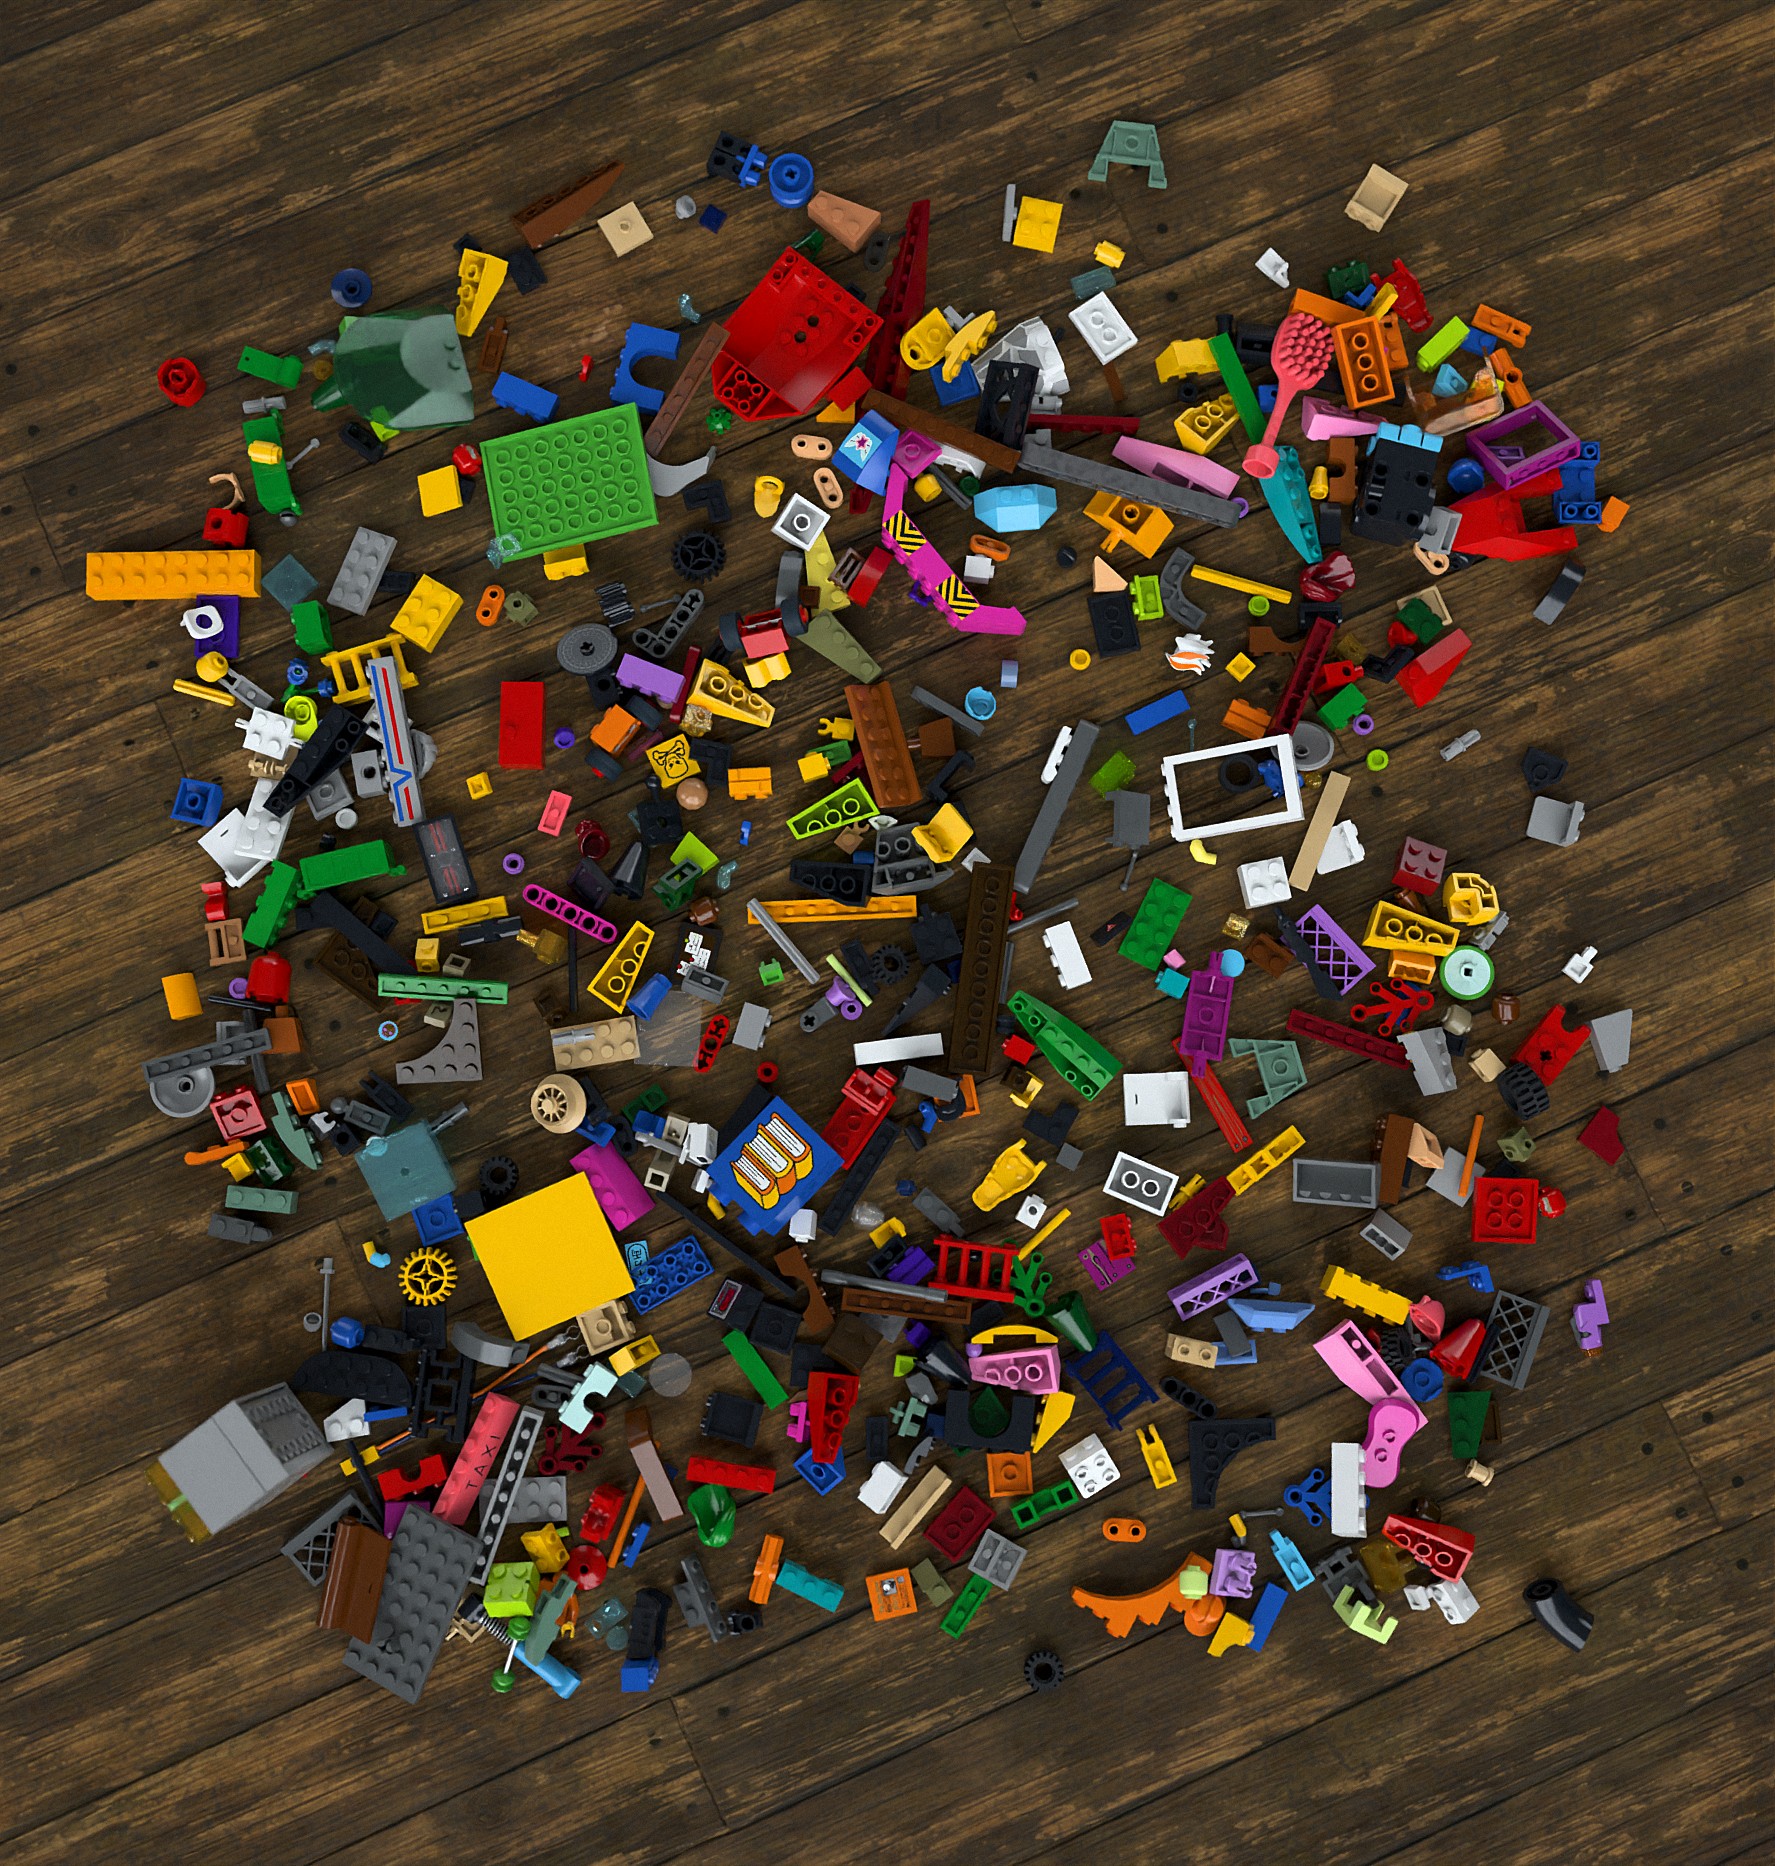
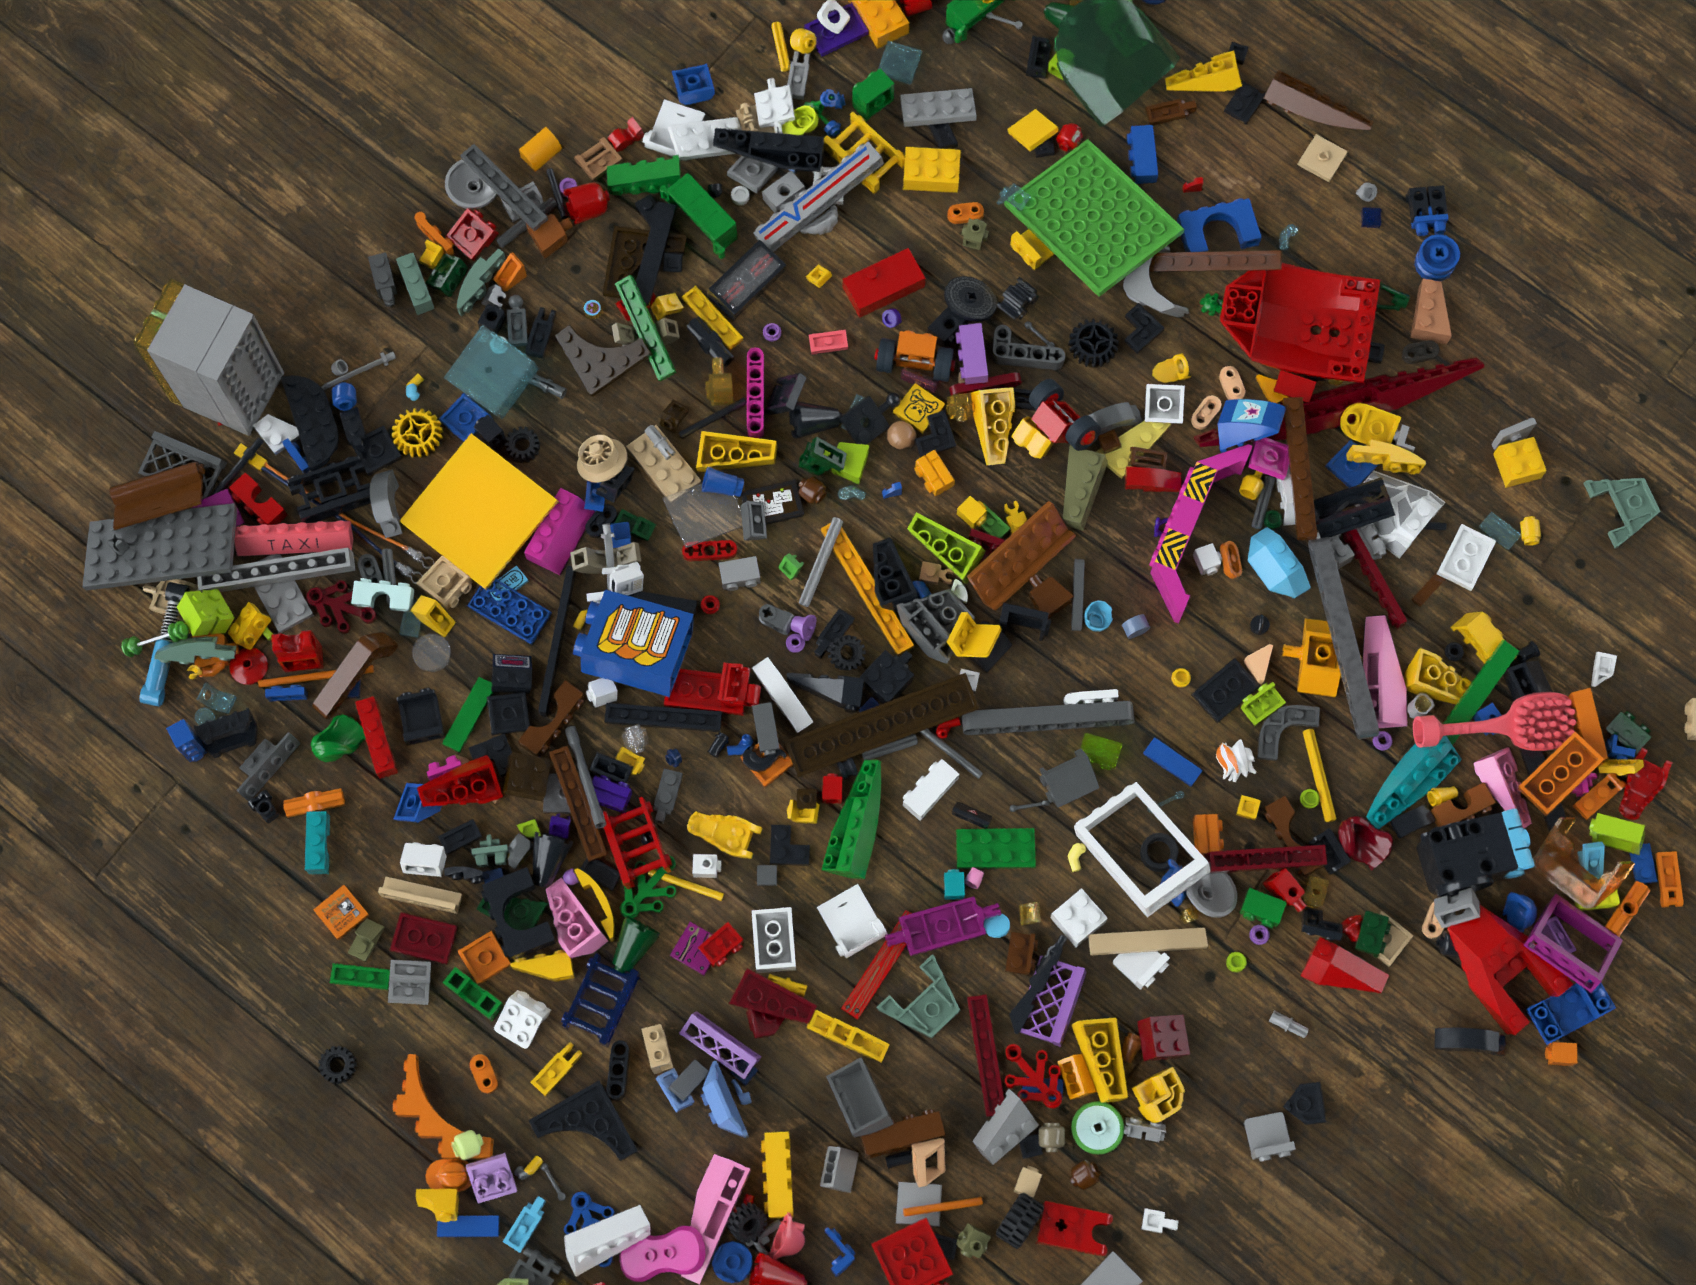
camera: 65 degrees right, 10 degrees down
(592, 840) = (821, 379): dark red hair -> none
(849, 979) = (818, 629): yellowish green bar -> none
(1227, 454) = (1420, 705): none -> rock

